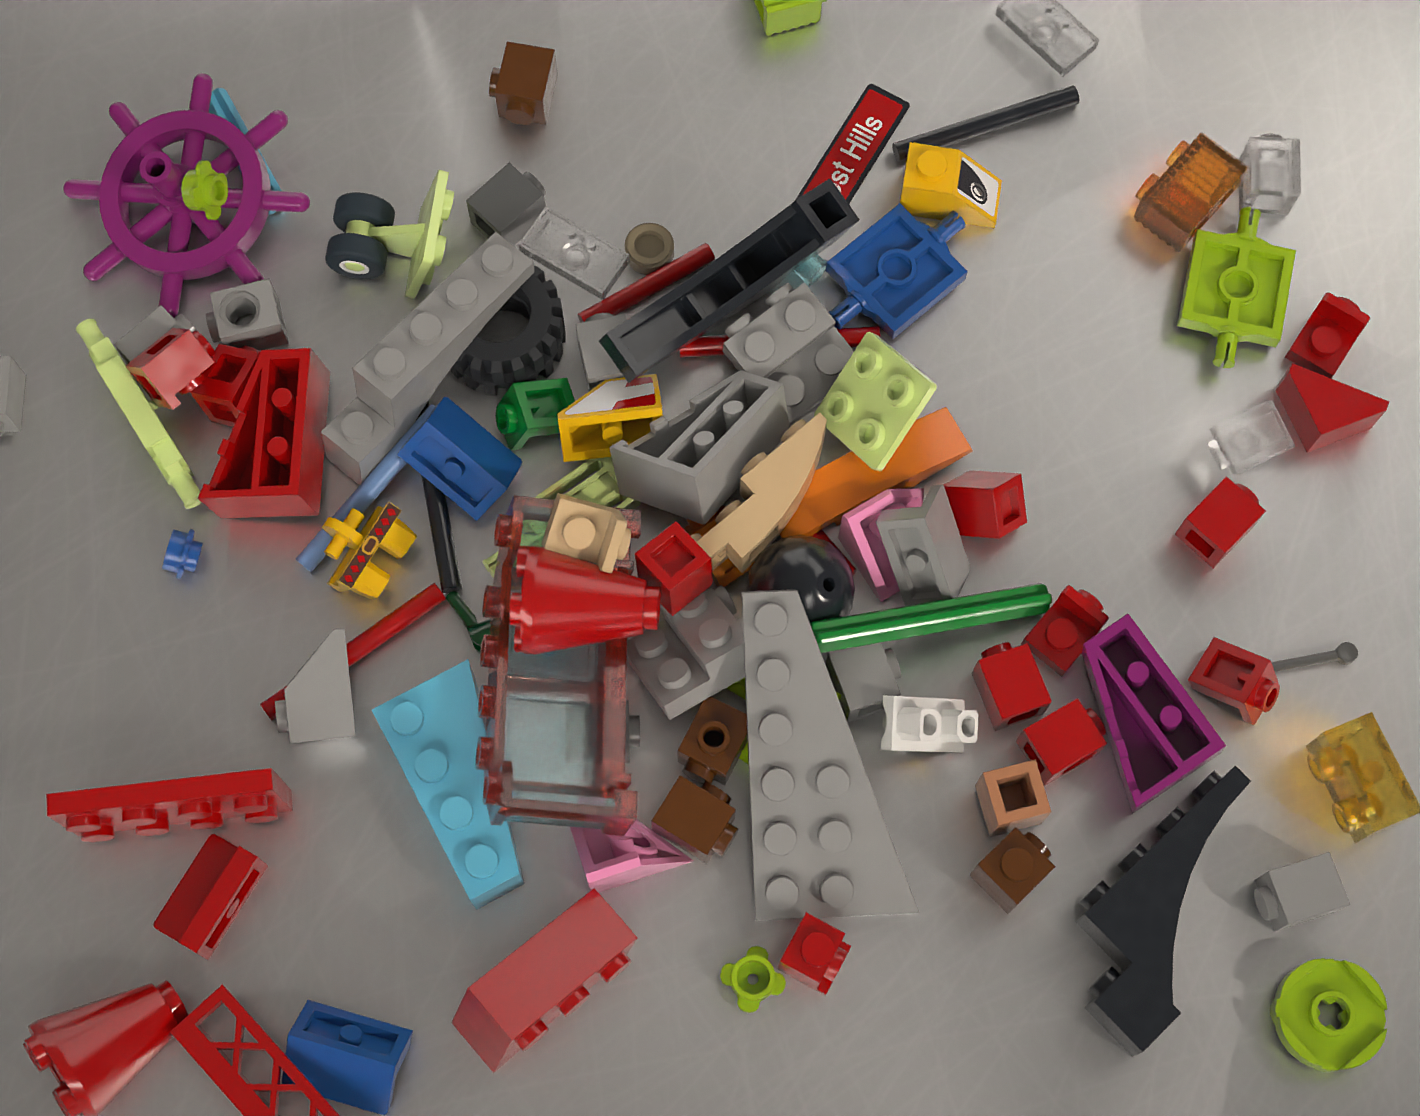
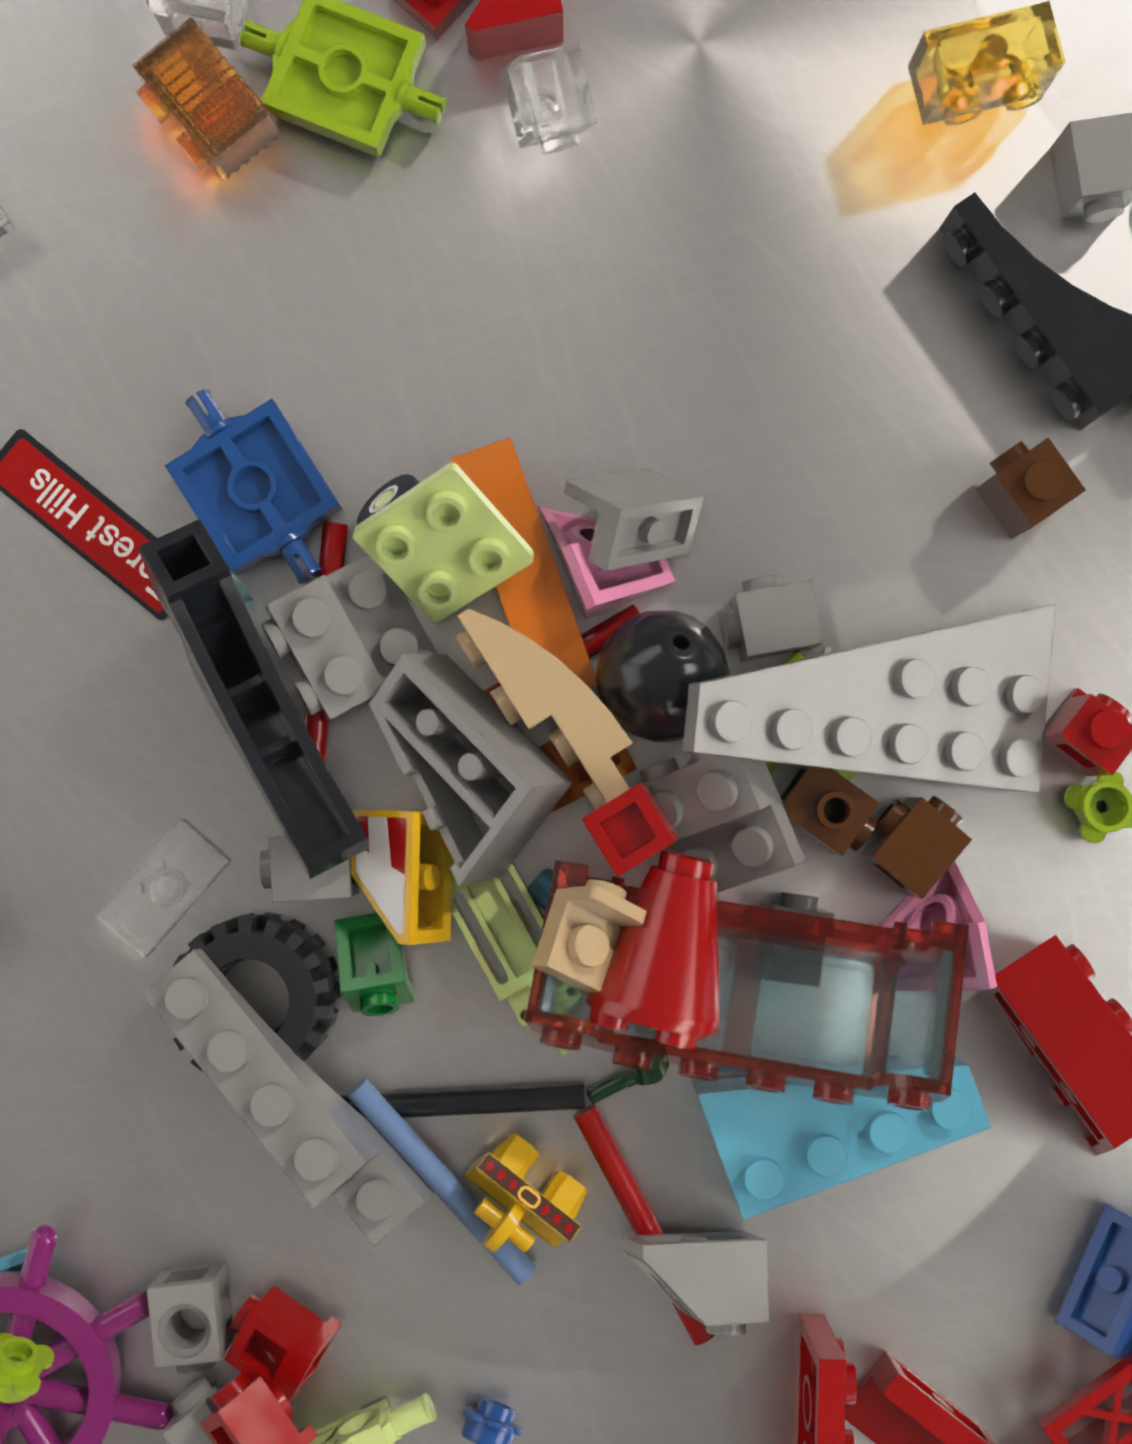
camera: 80 degrees left, 15 degrees up
(276, 444) = (374, 1303): red wedge -> none
(371, 235) = (93, 1146): plate -> none
(461, 458) = (424, 1066): blue panel -> none
(507, 204) = (86, 964): dark grey brick -> none
(649, 247) = (170, 791): dark tan tile -> none
(651, 283) = (221, 799): red bar -> none
(927, 724) = (847, 554): white hips -> none
(931, 617) = (721, 528): green axle -> none
(948, 181) = (146, 400): yellow slope -> none
(987, 503) = (577, 433): red panel -> none
(991, 121) = (65, 337): black bar -> none
(1010, 685) = (808, 448): red brick -> none
(1012, 798) = (951, 471): nougat brick -> none
(1063, 740) = (884, 400): red brick -> none
(1065, 628) = (746, 370): red bracket -> none
(1146, 713) = (877, 296): magenta wedge -> none
(1220, 521) = (644, 158): red brick -> none
(1236, 679) = (837, 185): red bracket -> none
(1344, 654) = (817, 56): dark grey hinge -> none

